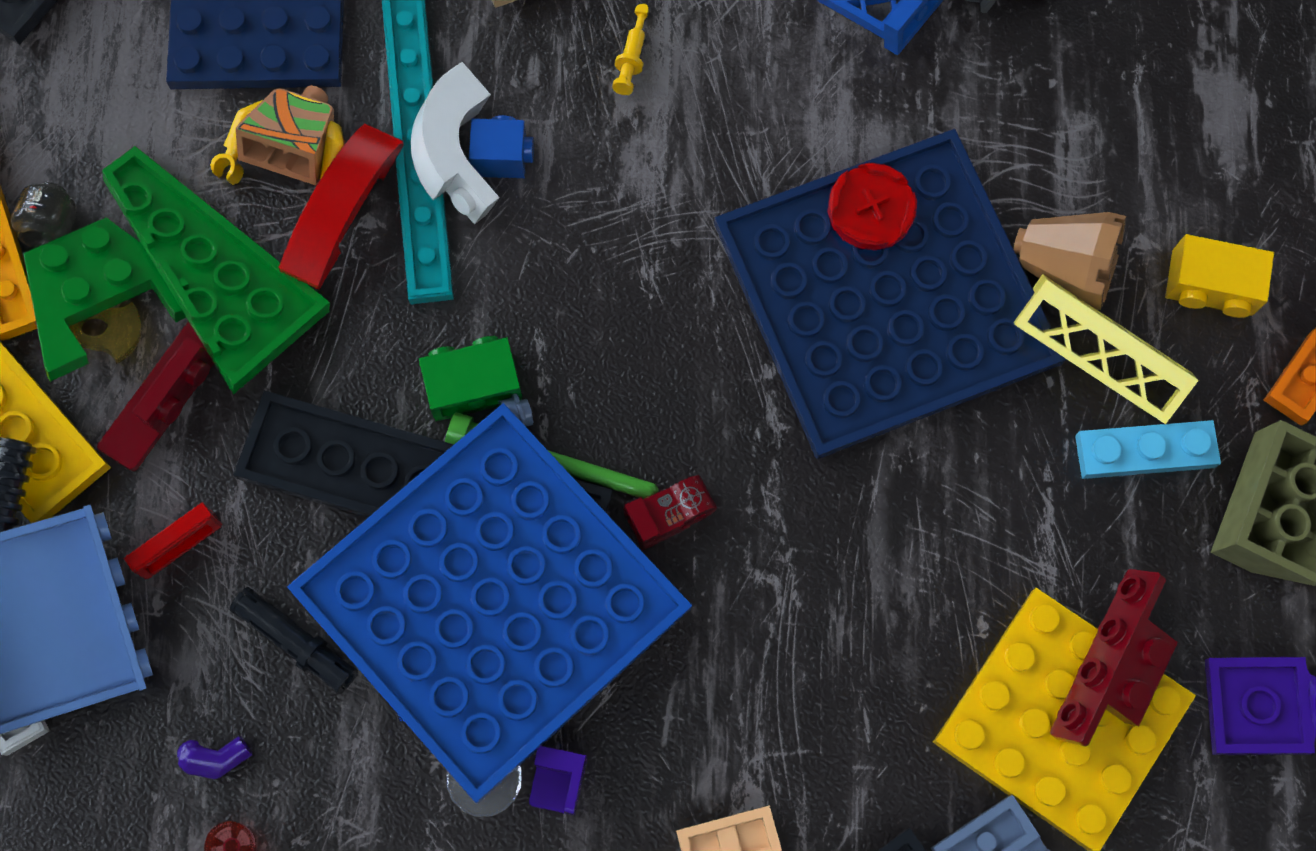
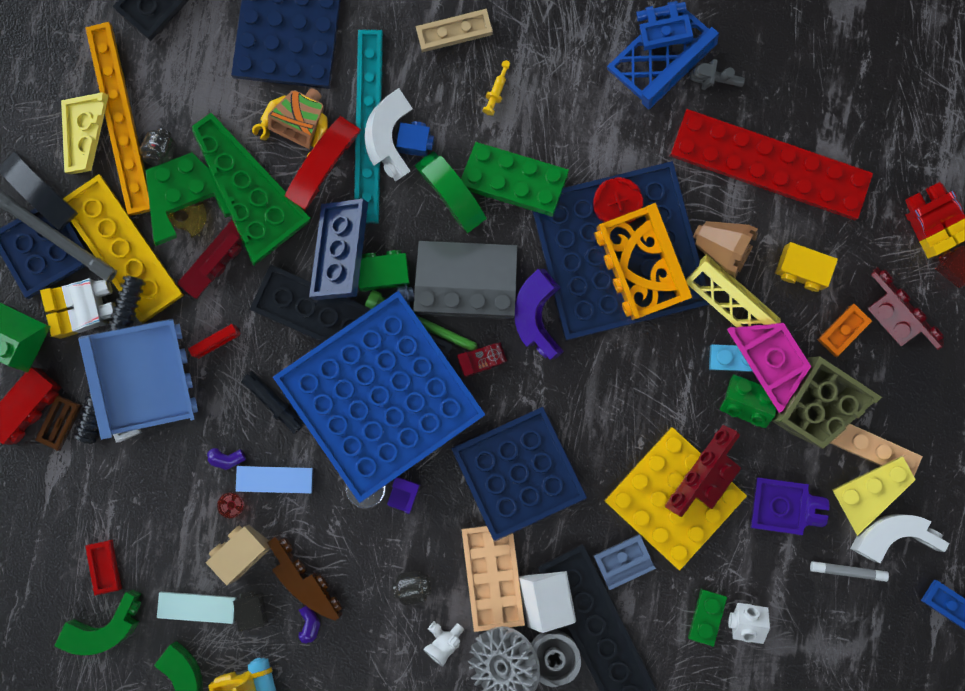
camera: 10 degrees right, 10 degrees up
(309, 785) = (274, 479): none -> light blue tile
(386, 347) = (339, 249): none -> dark blue plate
(579, 222) = (451, 190): none -> green arch
(622, 377) = (465, 280): none -> dark grey slope
(683, 191) = (514, 179): none -> green plate
(742, 413) = (528, 313): none -> dark purple arch
(769, 711) = (518, 474): none -> dark blue plate
(980, 290) = (651, 228): none -> light orange fence
(1124, 117) = (771, 164): none -> red plate
(1168, 524) = (748, 402): none -> green bracket
(1197, 437) = (773, 359): none -> dark pink wing

